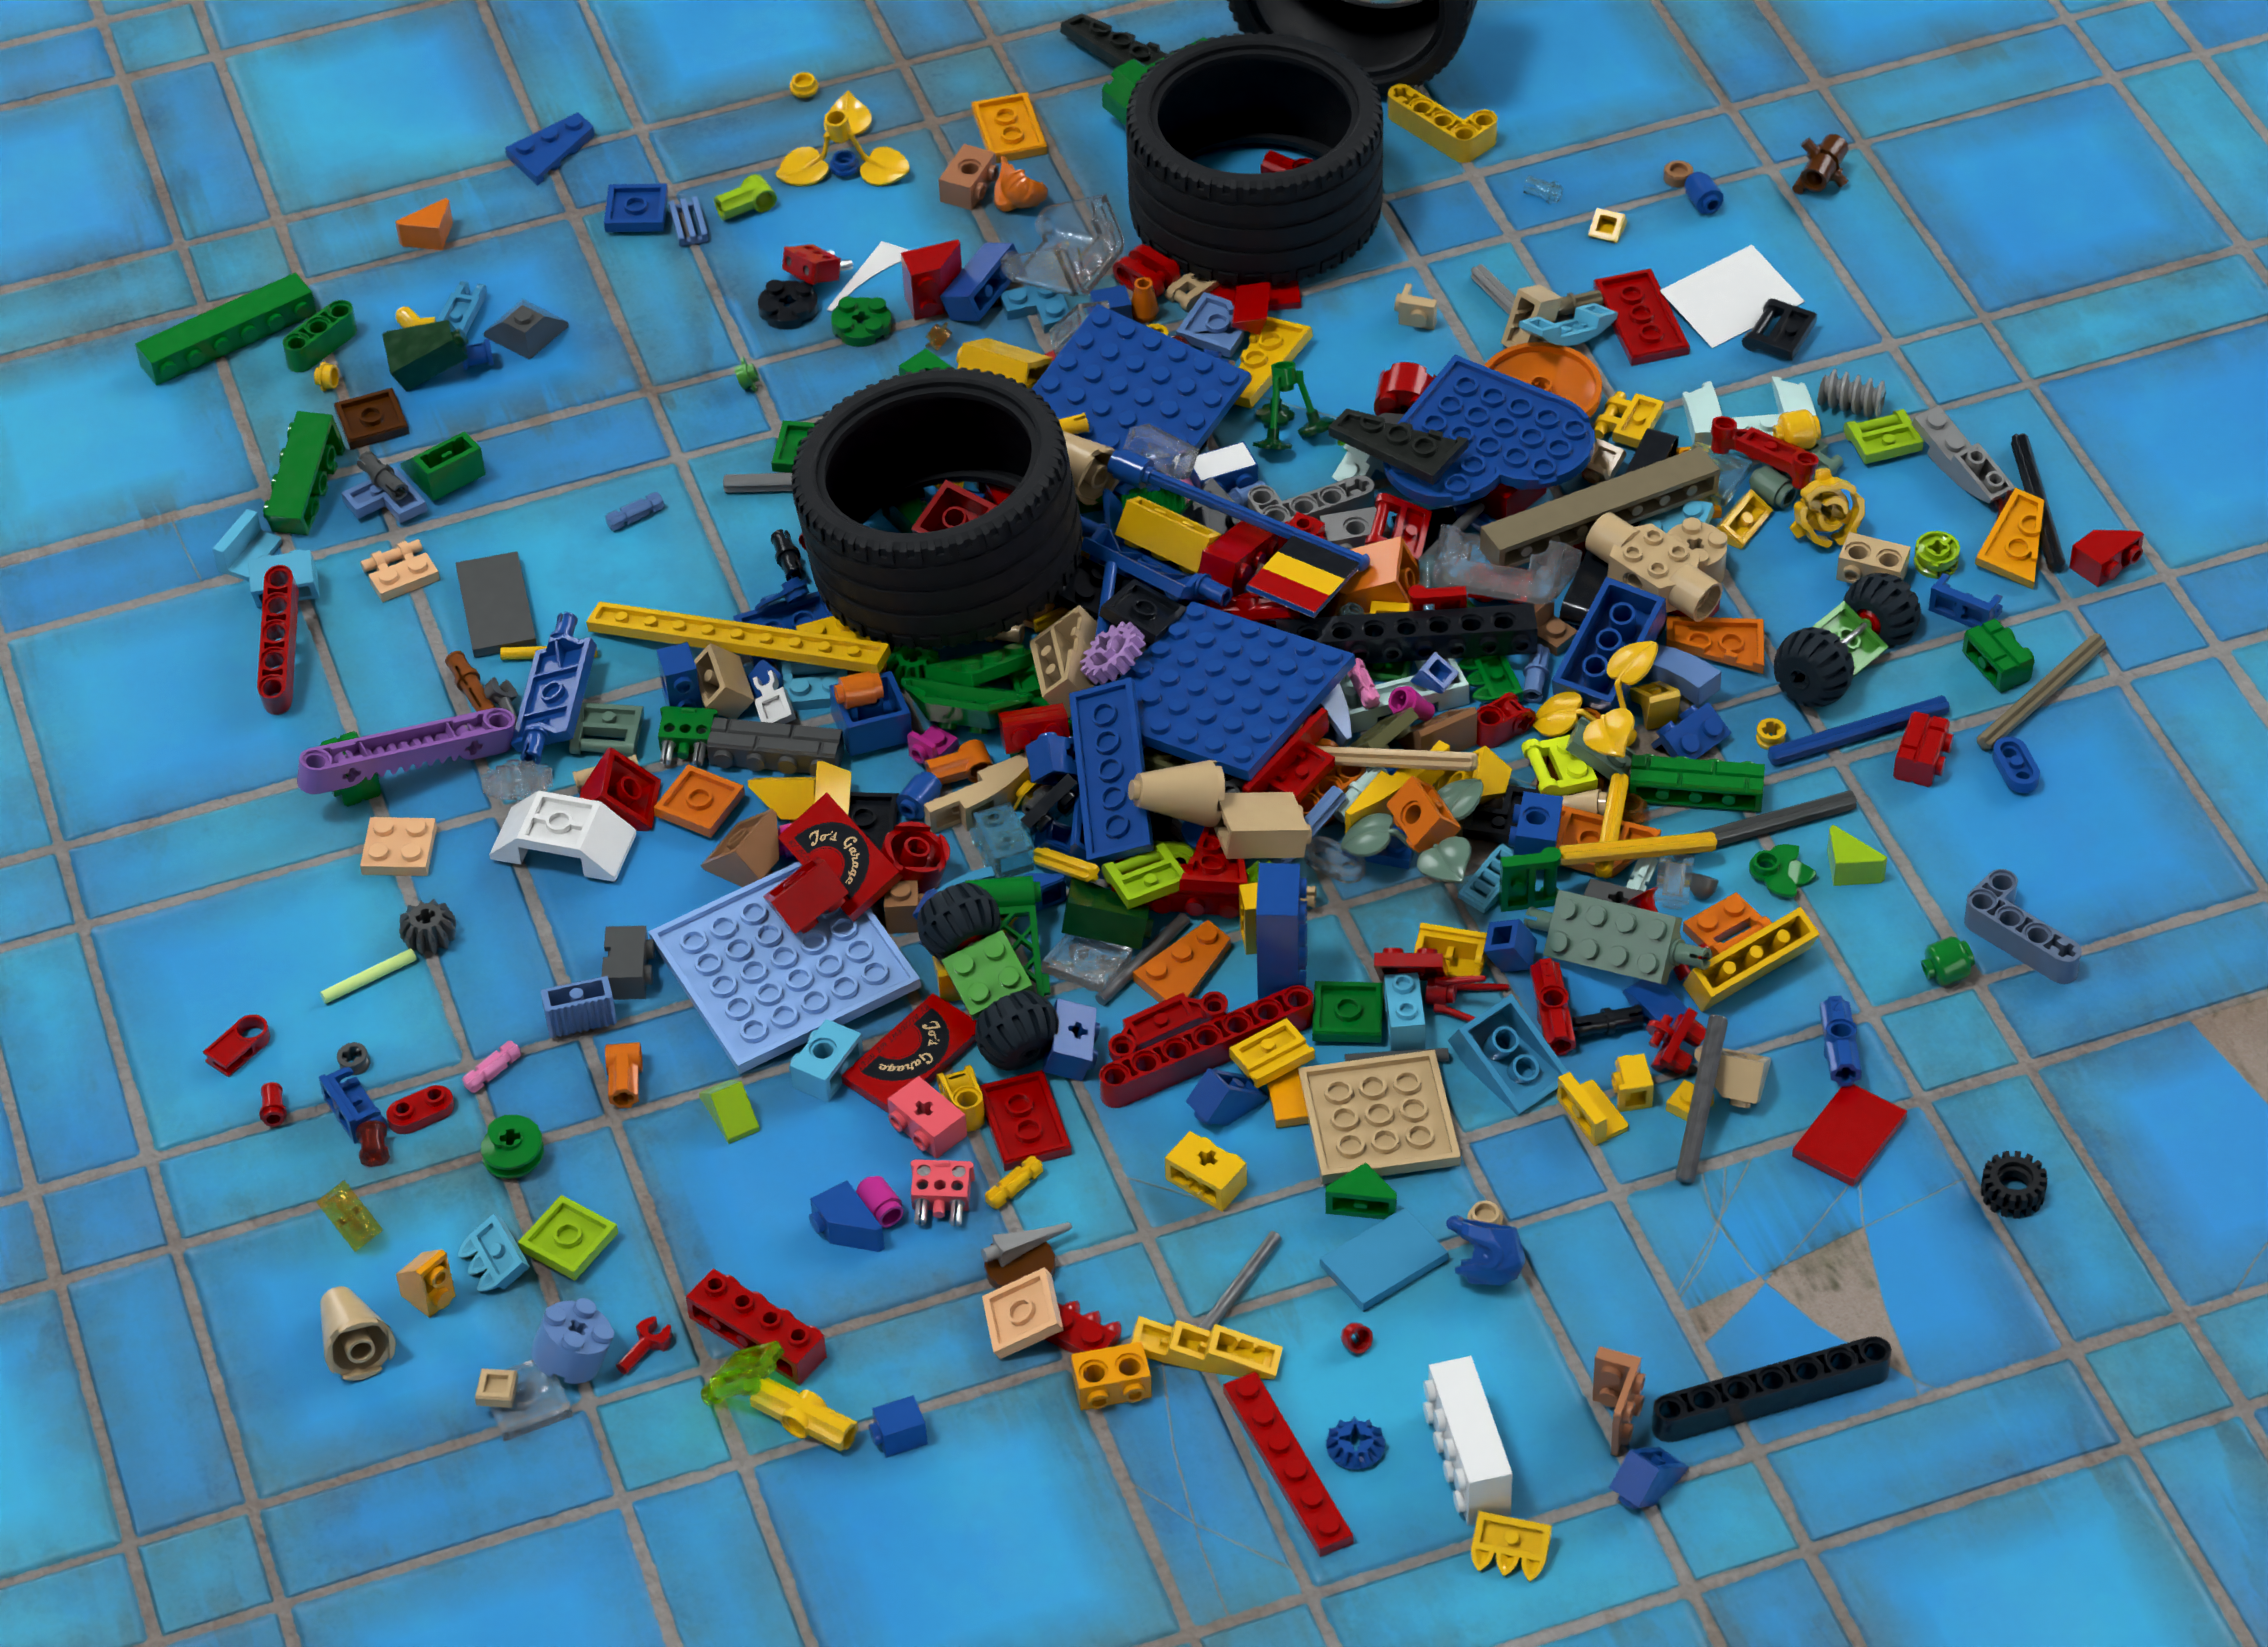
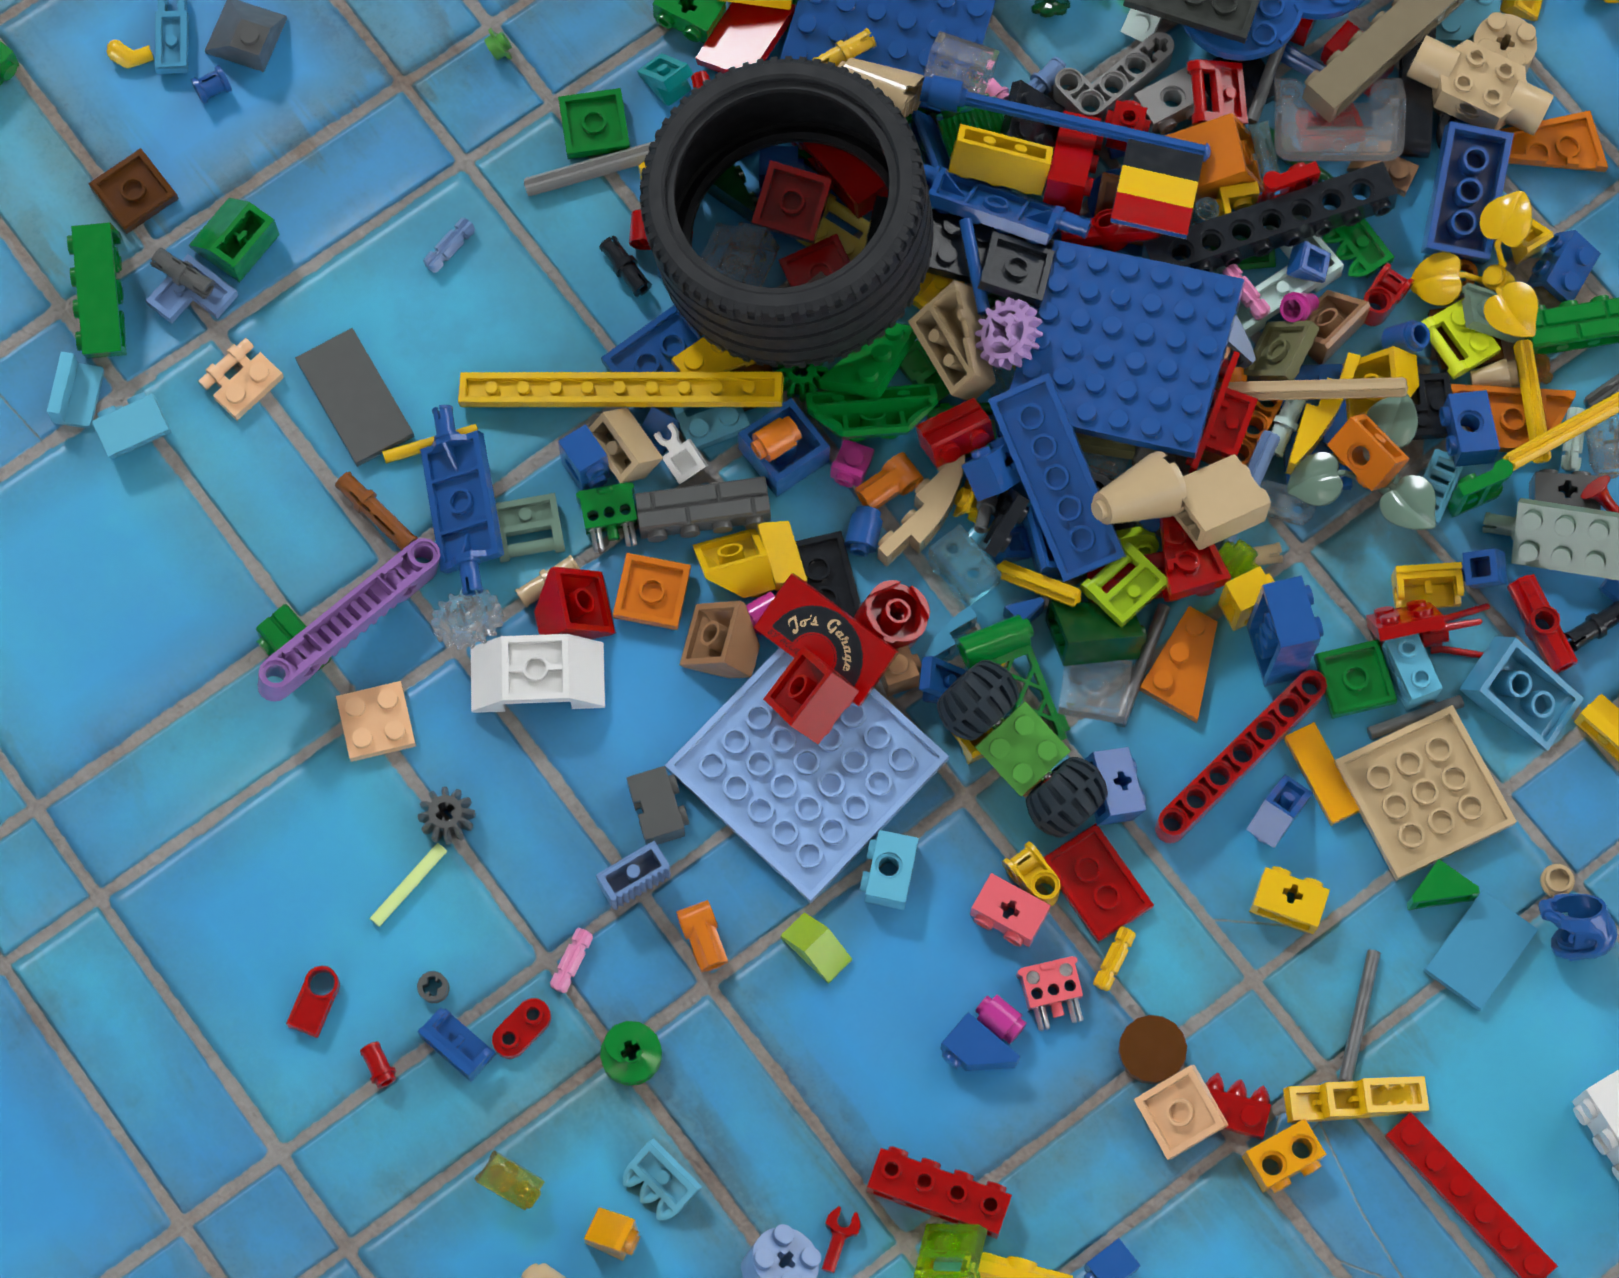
camera: 20 degrees left, 25 degrees up
(282, 651) = (150, 498): red beam -> none
(319, 336) = (38, 87): green beam -> none
(326, 376) = (66, 150): yellow plate -> none
(372, 1140) = (494, 1084): clear red bush -> none
(423, 351) = (159, 101): dark green slope -> none
(502, 694) = (407, 511): dark grey bar -> none
(568, 1237) = (723, 1140): lime plate -> none
(792, 591) = (652, 318): blue plate -> none
(915, 1047) = (965, 836): red tile -> none
(1010, 1246) = (1142, 1040): light grey piece -> none
(1165, 1021) = (1191, 741): red plate -> none
(1228, 466) = (1020, 53): brick -> none
(1271, 1053) = (1307, 753): yellow plate -> none
(1341, 1449) = (1517, 1176): blue gear -> none
(1361, 1332) = (1487, 1047): red hinge -> none
(1510, 748) = (1408, 336): none -> blue brick
(1536, 674) = (1397, 228): medium blue axle -> none
(1686, 672) = (1548, 199): medium blue slope -> none

